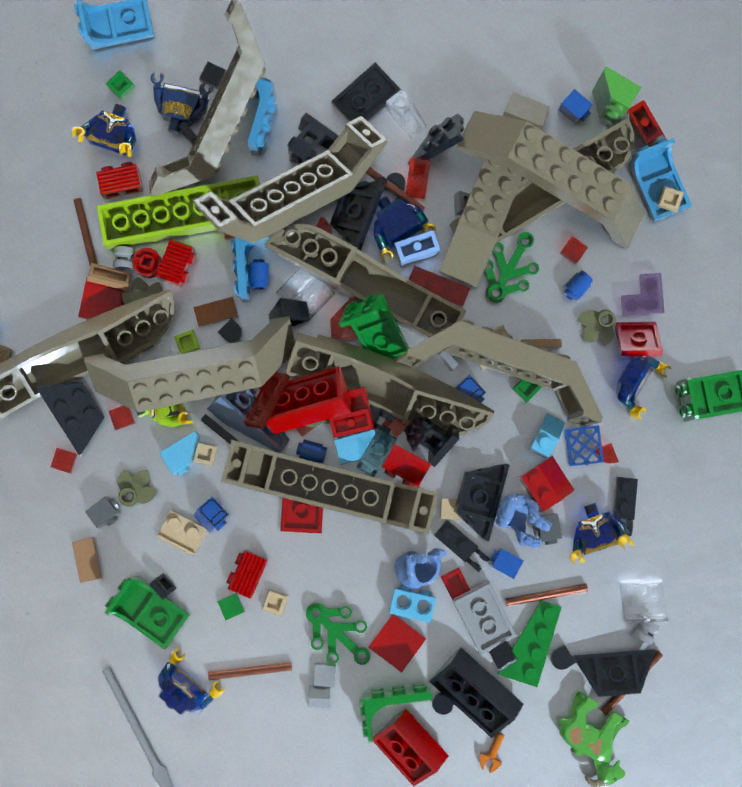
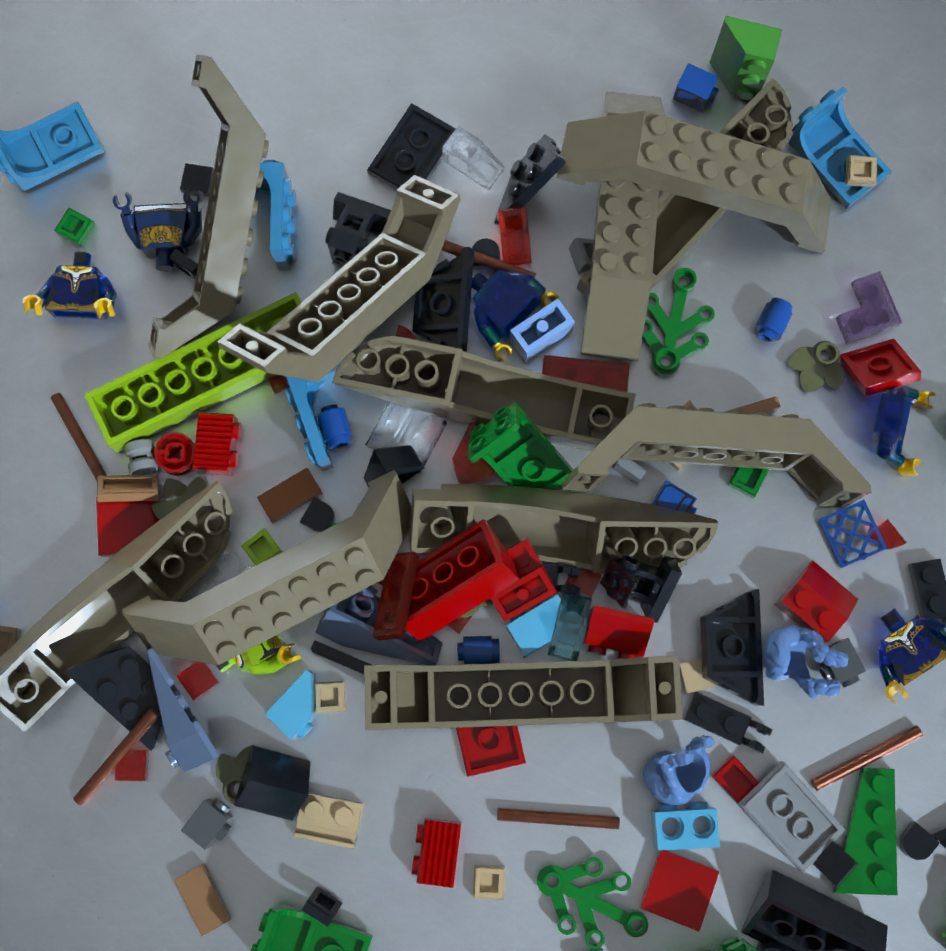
camera: 10 degrees left, 5 degrees down
(55, 452) = (116, 756): none -> copper bar
(102, 447) = (182, 731): none -> sand blue wedge
(119, 180) = (107, 354): red brick -> none
(153, 499) = (273, 783): none -> black slope
(211, 515) = (363, 783): blue brick -> none
(231, 606) = (428, 906): green tile -> none
(331, 575) = (558, 818): none -> copper bar
(505, 562) = (797, 729): blue brick -> none
(547, 436) = (797, 536): medium azure slope -> none
(573, 250) = (752, 275): clear red tile -> none
(645, 123) = (797, 81): red brick -> none

